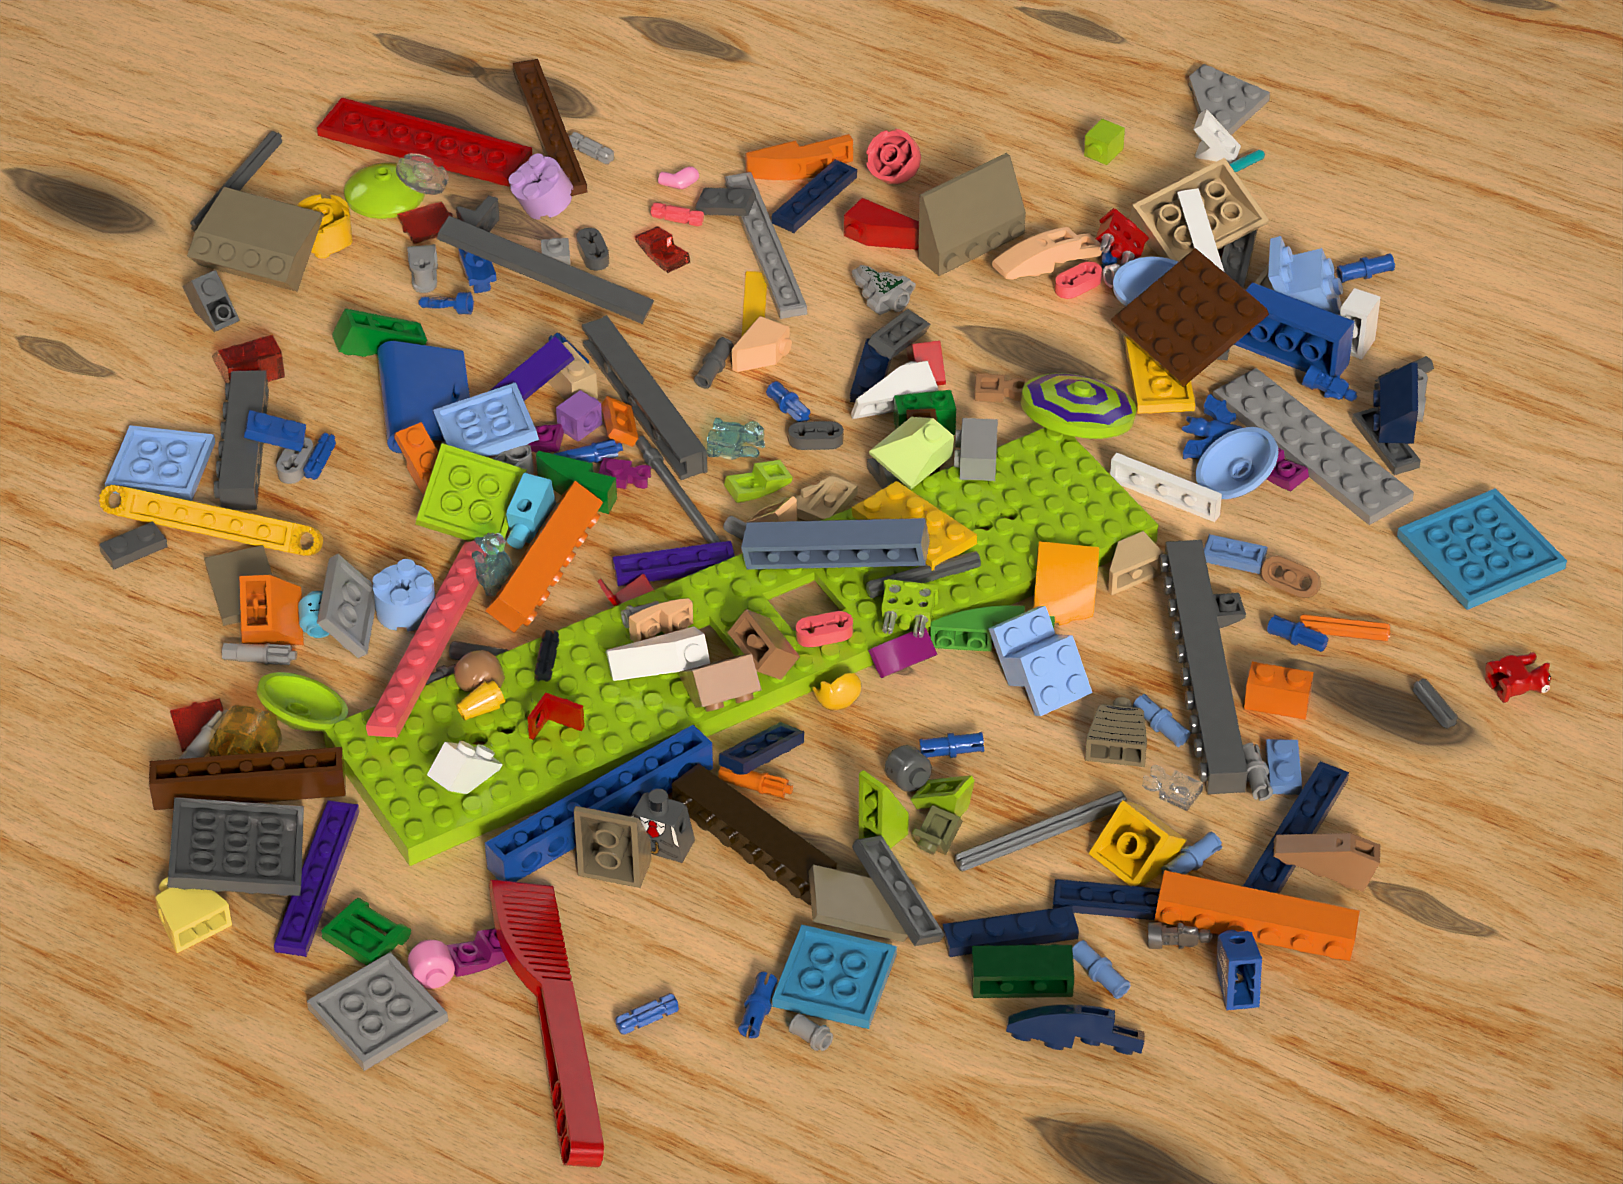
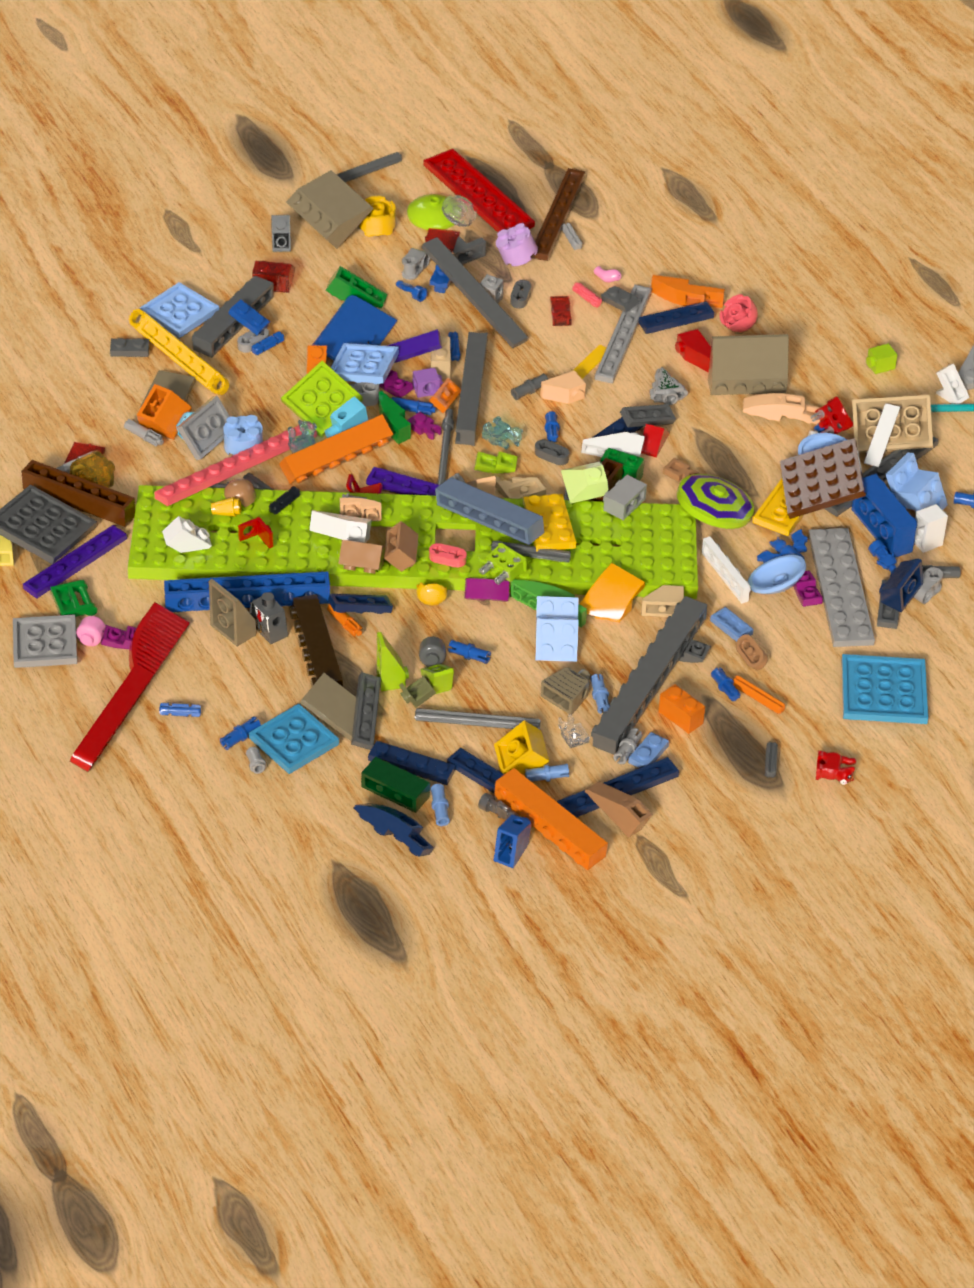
camera: 30 degrees right, 0 degrees up
(301, 701) = (139, 465): lime dish -> none
(1078, 280) = (790, 432): coral beam -> none

